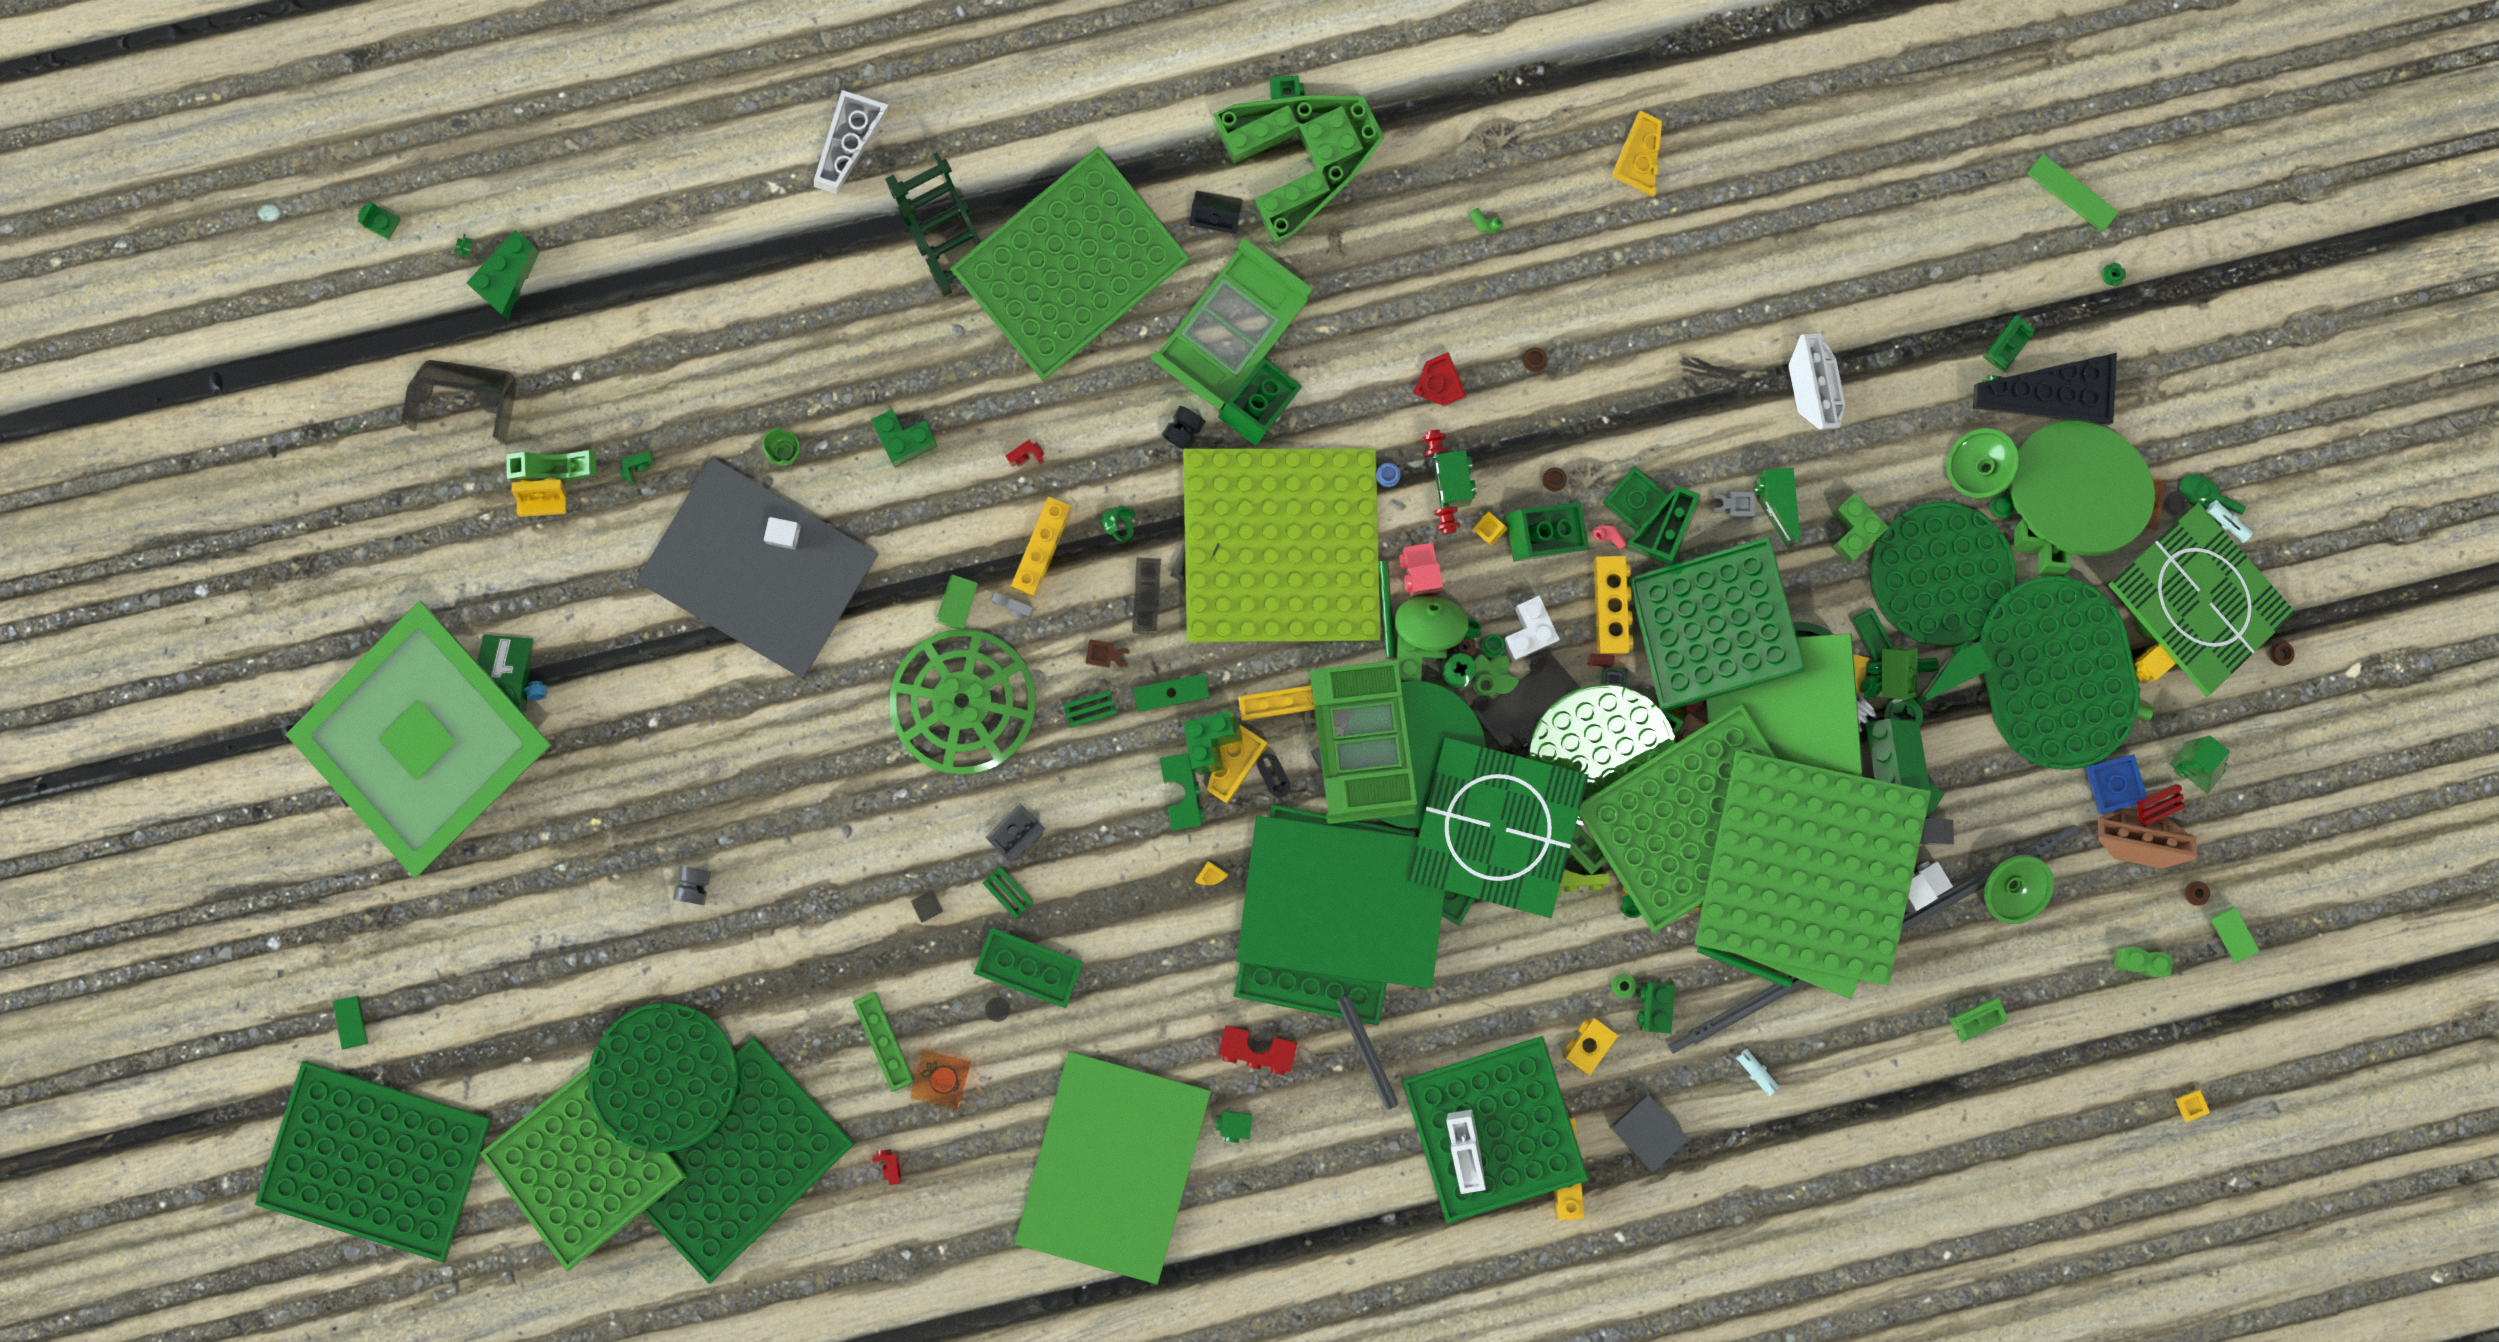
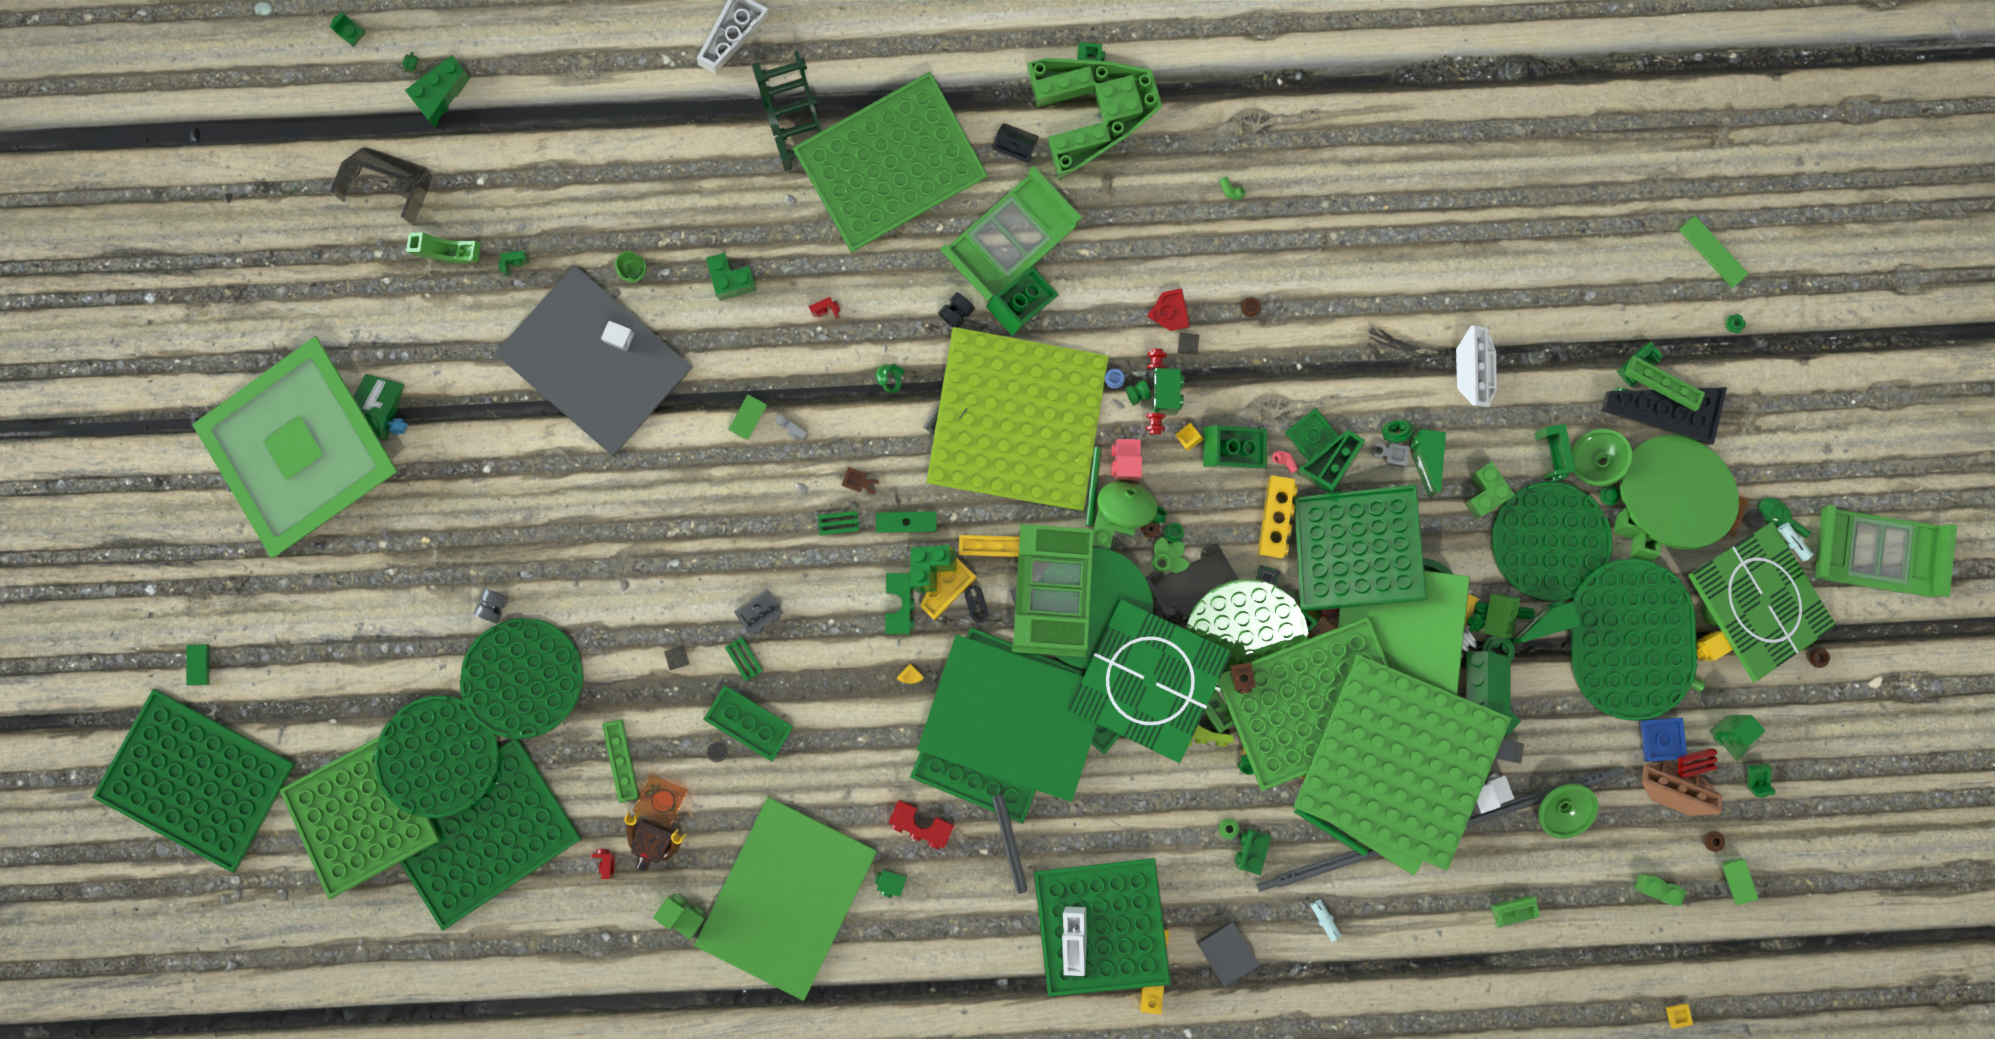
camera: 15 degrees right, 0 degrees up
(540, 497) = (430, 272): yellow bracket -> none
(746, 965) = (521, 678): none -> green tile
(939, 1130) = (651, 841): none -> torso
(974, 713) = (745, 507): bright green dish -> none
(992, 1211) = (680, 915): none -> bright green brick
(1041, 547) = (823, 385): yellow brick -> none
(1146, 596) = (901, 440): clear smoke arch -> none
(1419, 487) = (1138, 392): none -> green wheel
(1459, 661) = (1145, 540): green piece -> none
(1468, 417) = (1188, 343): none -> clear smoke tile
(1536, 633) = (1211, 527): white brick -> none
(1554, 479) = (1249, 406): reddish brown plate -> none
(1600, 660) = (1259, 559): clear red tile -> none
(1600, 795) = (1243, 669): none -> reddish brown brick
(1603, 1039) = (1204, 871): yellow brick -> none
(1639, 156) = (1365, 159): yellow wing -> none
(1728, 475) = (1390, 429): none -> green gear
(1872, 633) = (1484, 579): green tile -> none
(1932, 465) = (1559, 450): none -> green panel
(2041, 361) = (1664, 383): none -> bright green tile
(2237, 811) = (1760, 780): none -> green bracket
(2337, 515) = (1885, 553): none -> bright green piece

